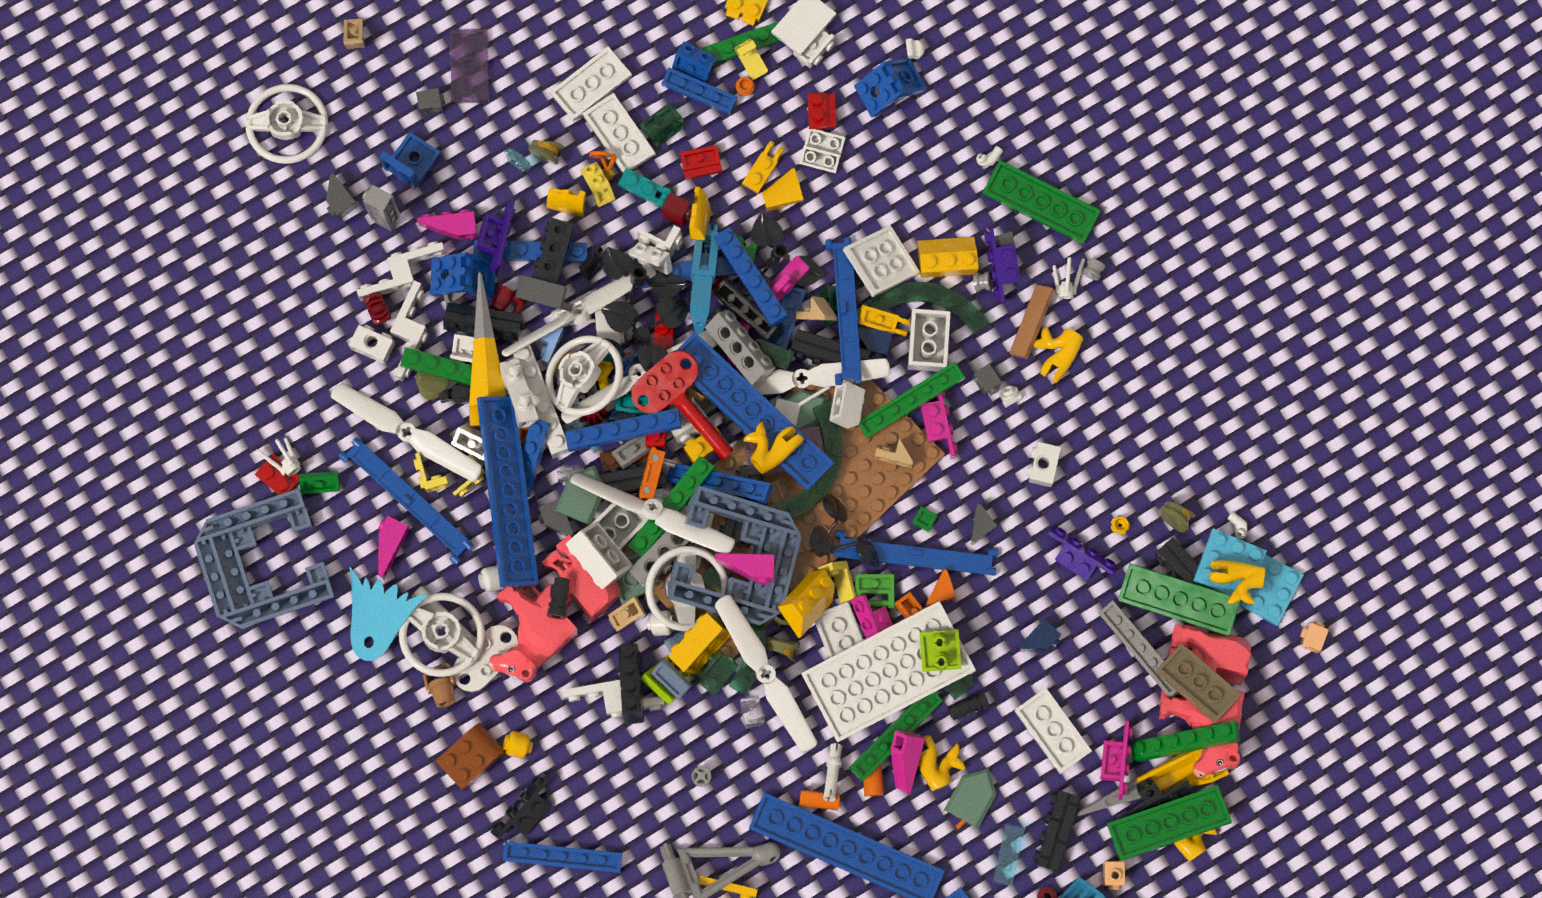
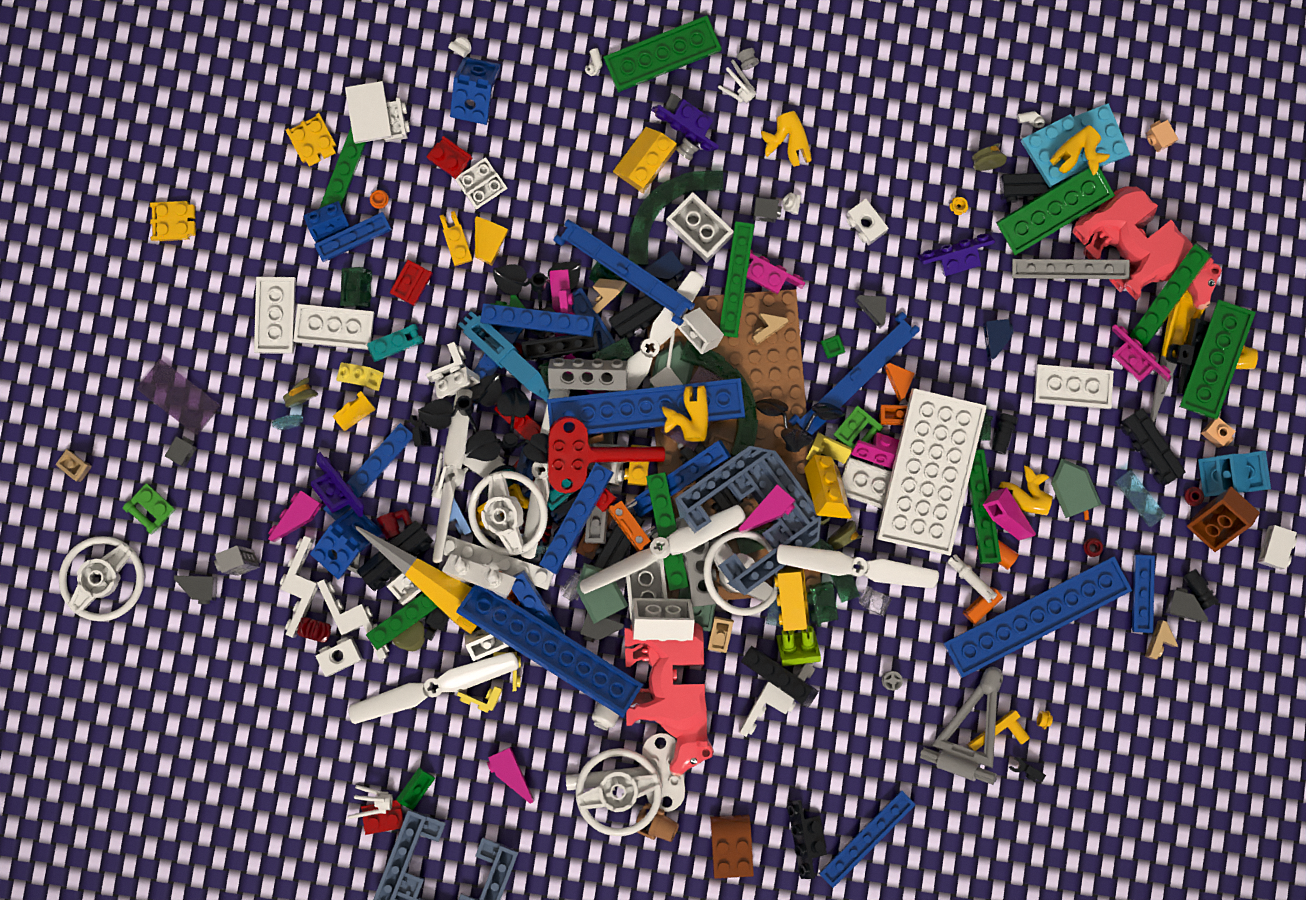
camera: 55 degrees left, 5 degrees up
(373, 114) = (153, 503): none -> bright green plate
(377, 616) = (560, 830): medium azure piece -> none
(403, 168) = (216, 516): blue bracket -> none
(408, 498) = (486, 729): blue piece -> none
(517, 744) = (751, 802): yellow head -> none
(542, 293) = (413, 490): dark grey panel -> none
(553, 250) = (390, 458): black brick -> none
(559, 597) = (670, 678): black axle -> none
(608, 172) = (357, 360): orange piece -> none
(657, 627) = (750, 620): white head -> none
(671, 679) = (803, 642): sand blue tile -> none
(676, 210) = (434, 332): dark red brick -> none
(700, 215) = (454, 319): yellow slope -> none
(751, 59) = (361, 176): light yellow bracket -> none
(881, 261) = (607, 211): white plate -> none
(881, 320) = (654, 249): yellow hinge -> none
(940, 650) = (952, 419): lime plate -> none
(943, 845) = (1098, 544): none -> dark red plate
(1031, 321) = (749, 139): medium nougat tile -> none
(1198, 683) = (1139, 248): dark tan plate -> none

